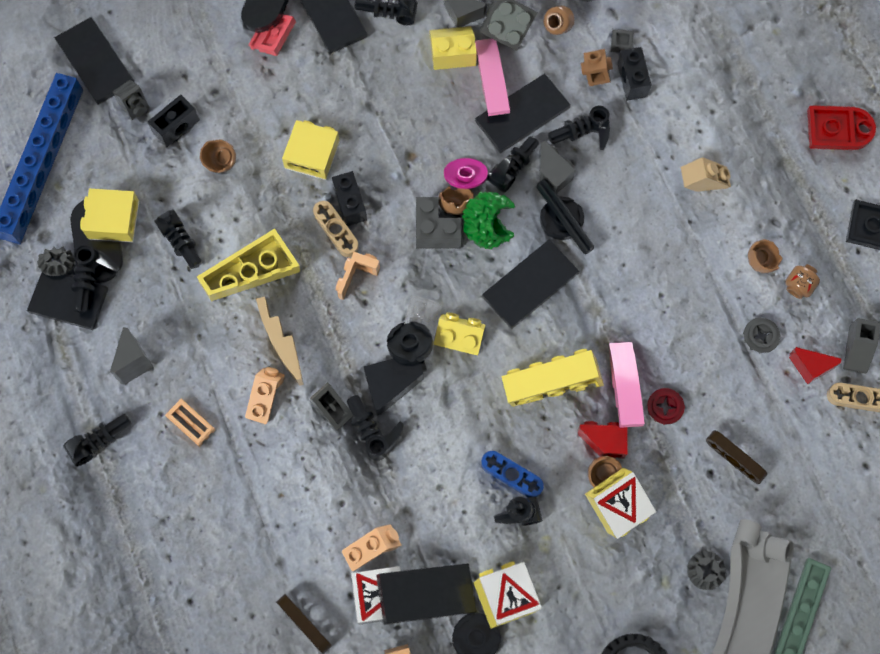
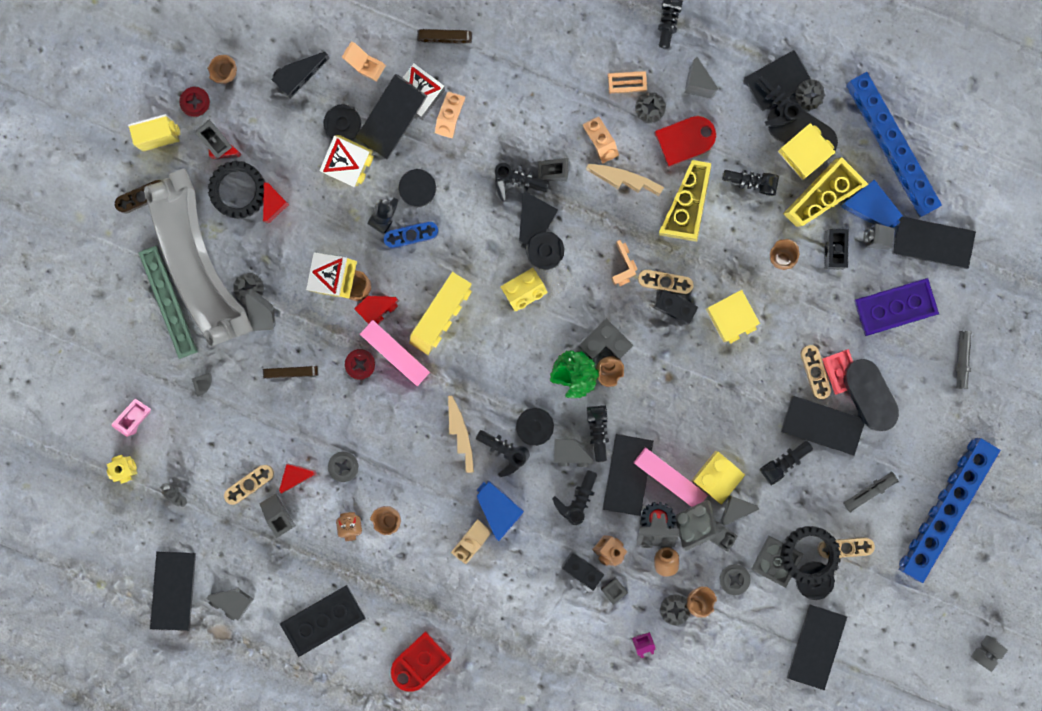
camera: 135 degrees right, 15 degrees up
(107, 128) = (873, 206): none -> blue slope
(134, 171) = (826, 191): none -> light yellow wedge
(177, 42) = (896, 307): none -> dark purple tile
(190, 391) = (642, 110): none -> dark grey gear
(196, 327) = (684, 140): none -> red tile
(292, 62) = (814, 387): none -> tan beam
(465, 173) = (626, 400): dark pink dish -> none
(465, 510) = (417, 188): none -> black tile
(530, 284) = (512, 363): black tile -> none
(537, 52) = (657, 527): none -> dark grey plate
(565, 216) = (532, 426): black axle -> none
(604, 218) = (506, 449): none -> black piece
(611, 624) = (272, 204): none -> red slope
(631, 272) = (458, 427): none -> tan slope
(657, 179) = (498, 509): none -> blue slope
(716, 535) = (259, 311): none -> dark grey slope
(828, 525) = (202, 383): none -> dark grey tile

